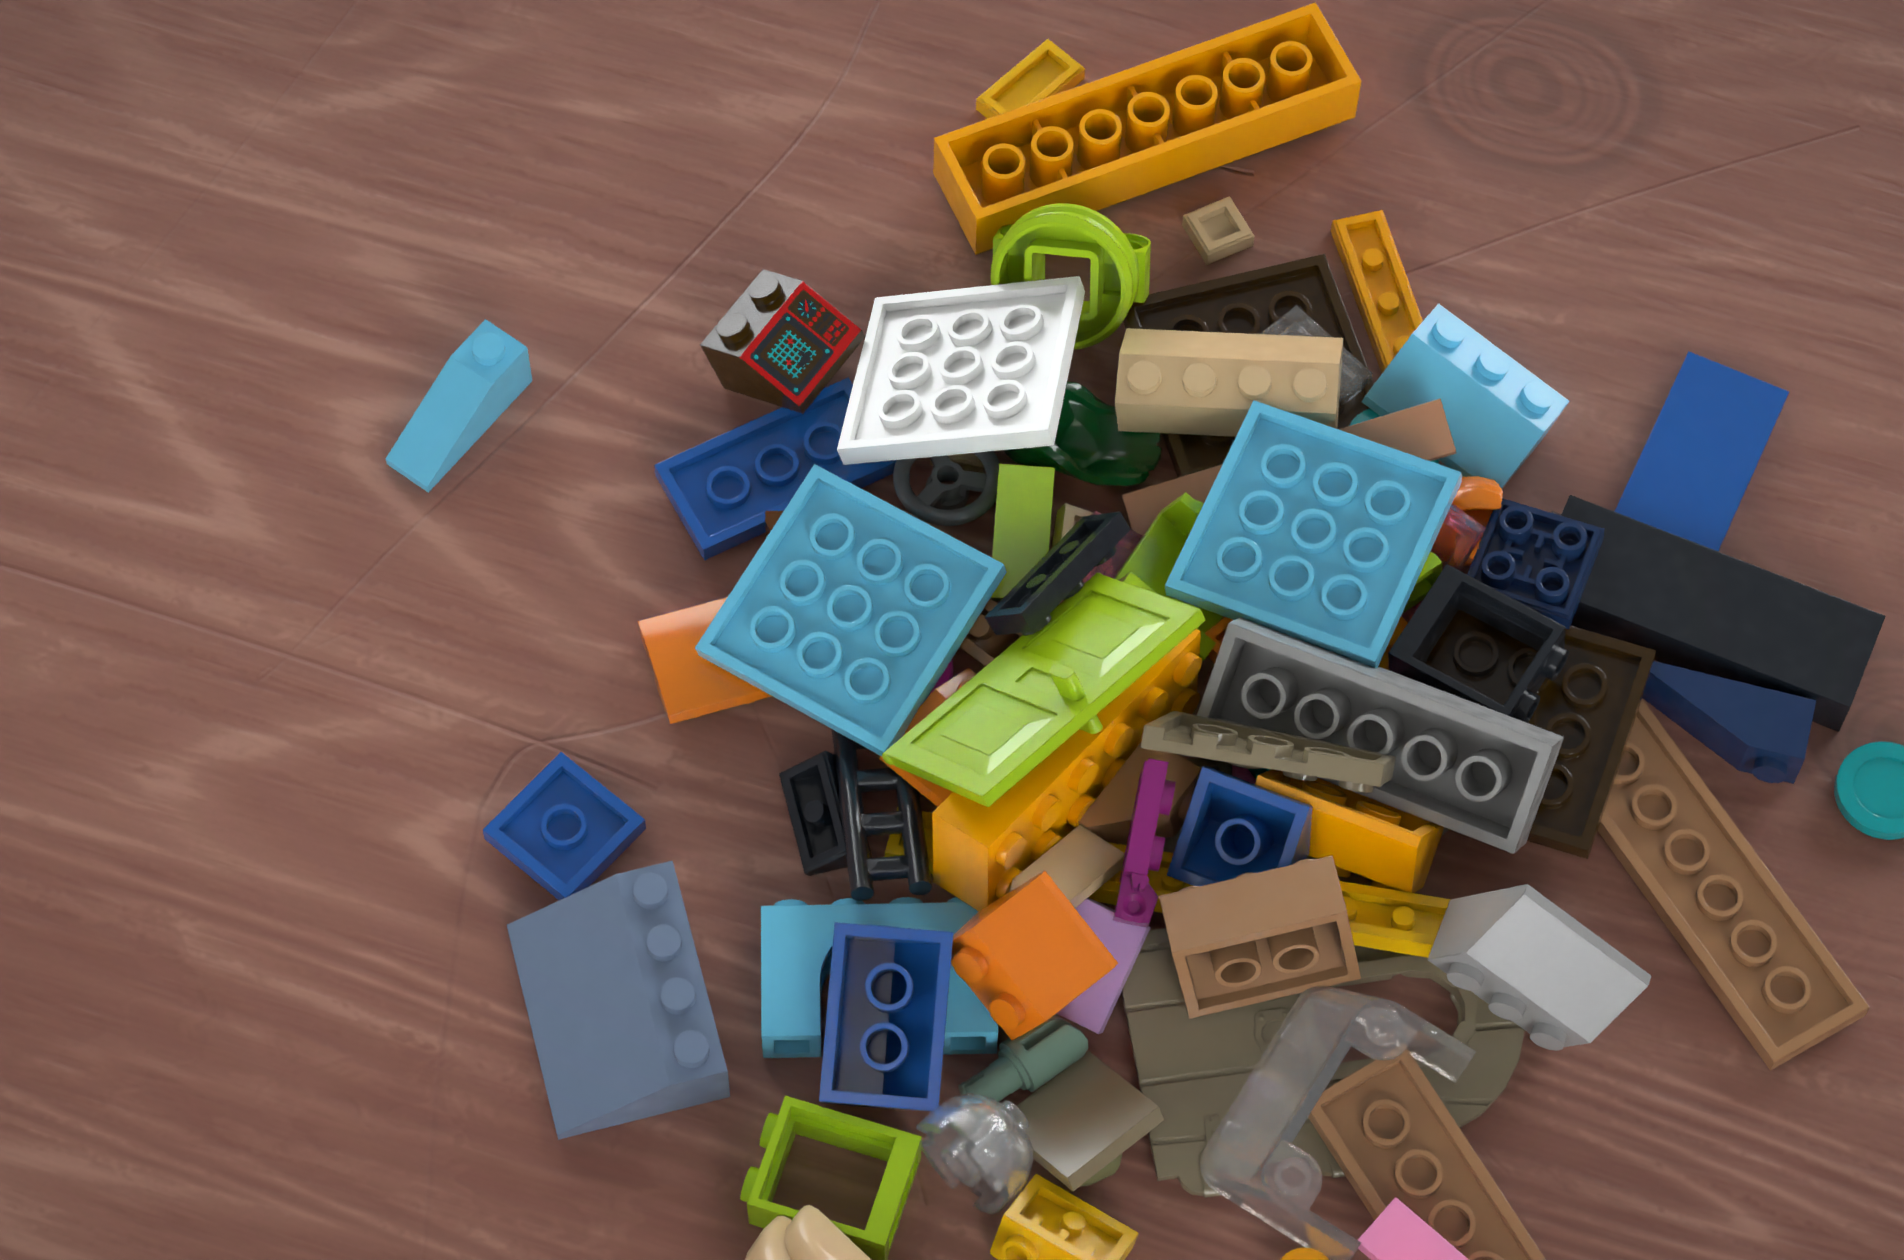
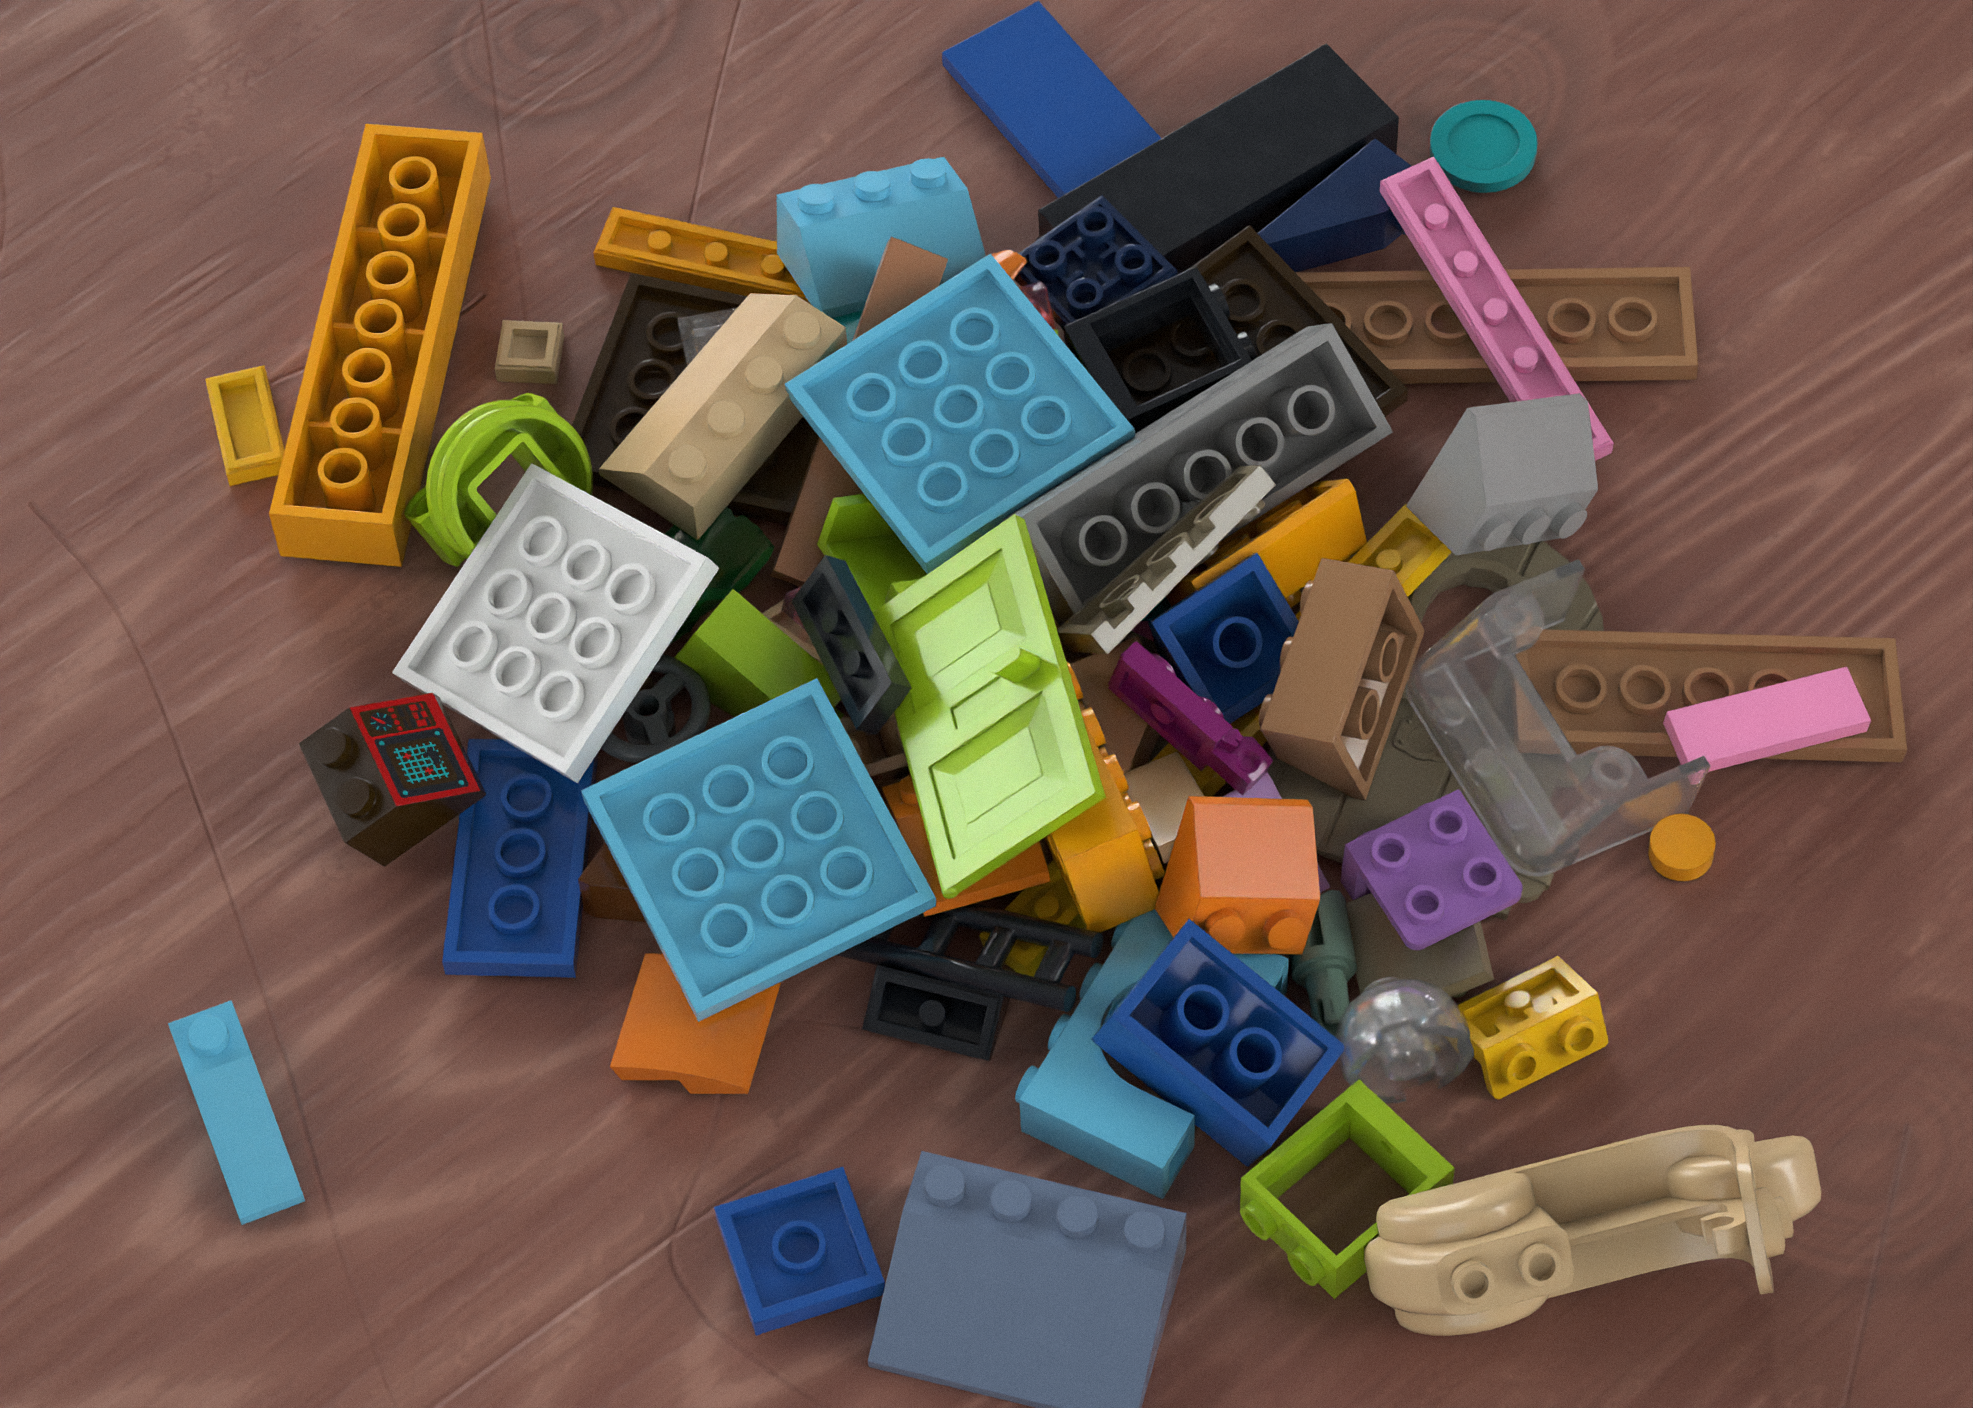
camera: 55 degrees left, 5 degrees down
(1132, 1094) = (1431, 871): none -> medium lavender bracket
(1713, 870) = (1480, 290): none -> bright pink tile

